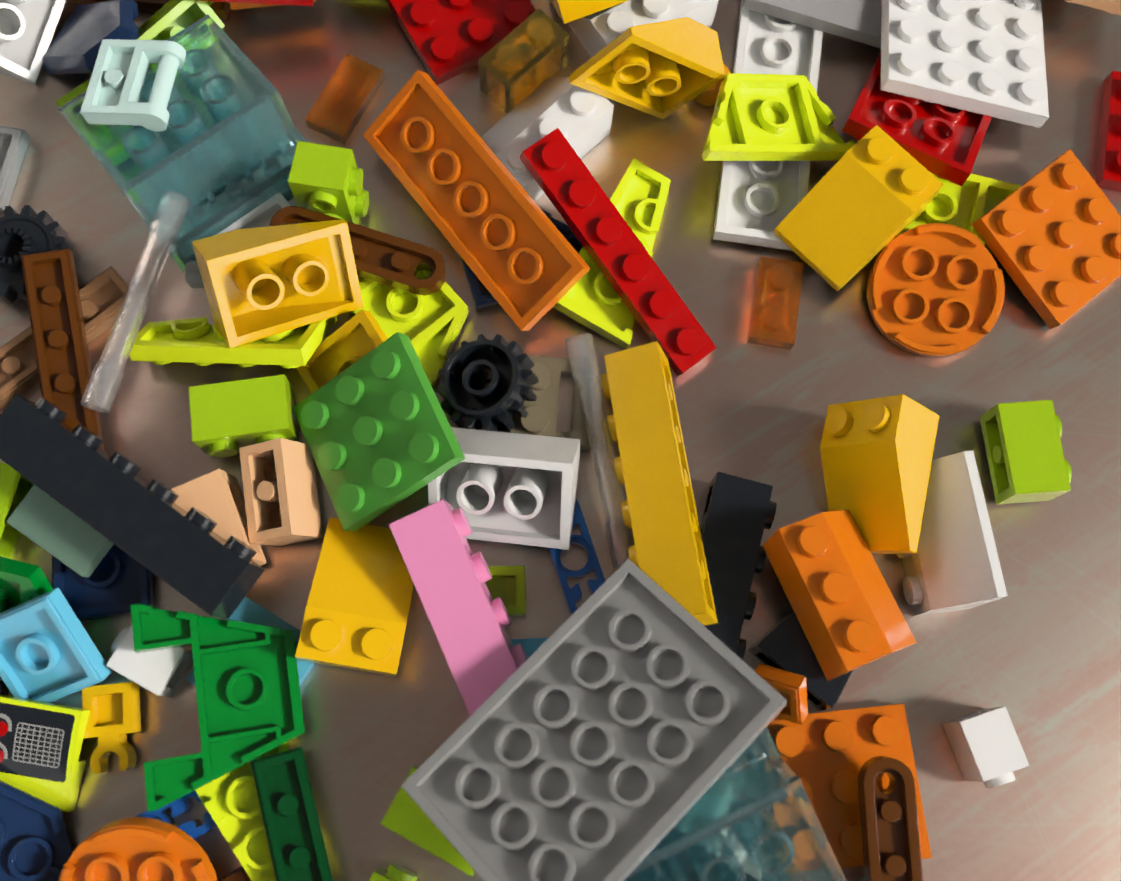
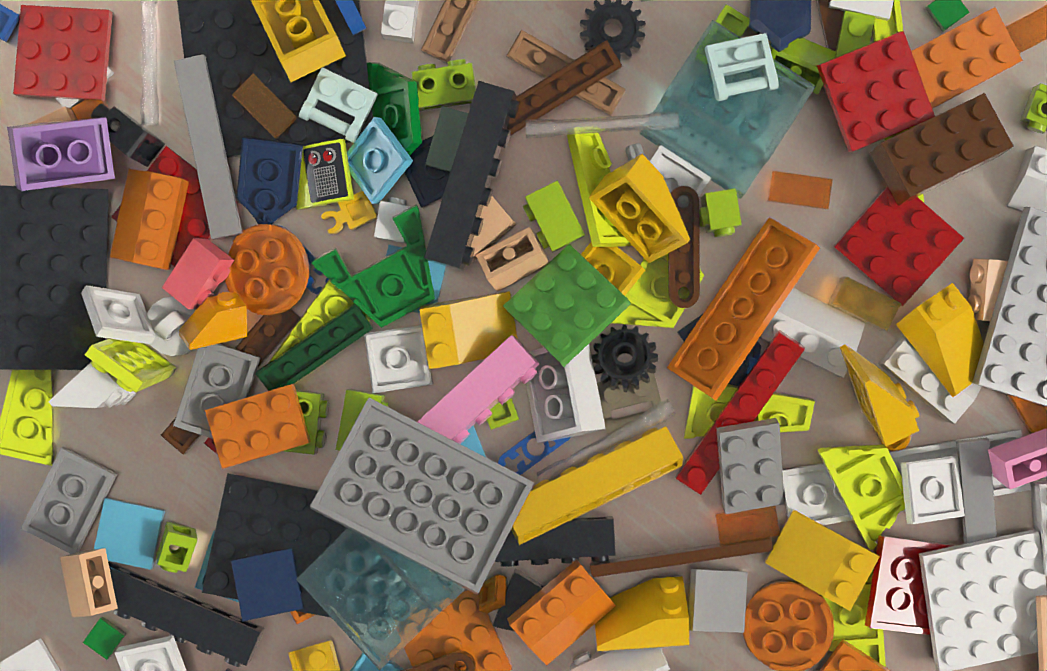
camera: 75 degrees right, 15 degrees up
(366, 724) = (397, 359): none -> white plate
(696, 262) = (750, 465): none -> light grey plate
(798, 401) = (680, 557): none -> reddish brown tile
(799, 48) = (932, 489): none -> white plate
(874, 365) = (717, 600): none -> light grey tile

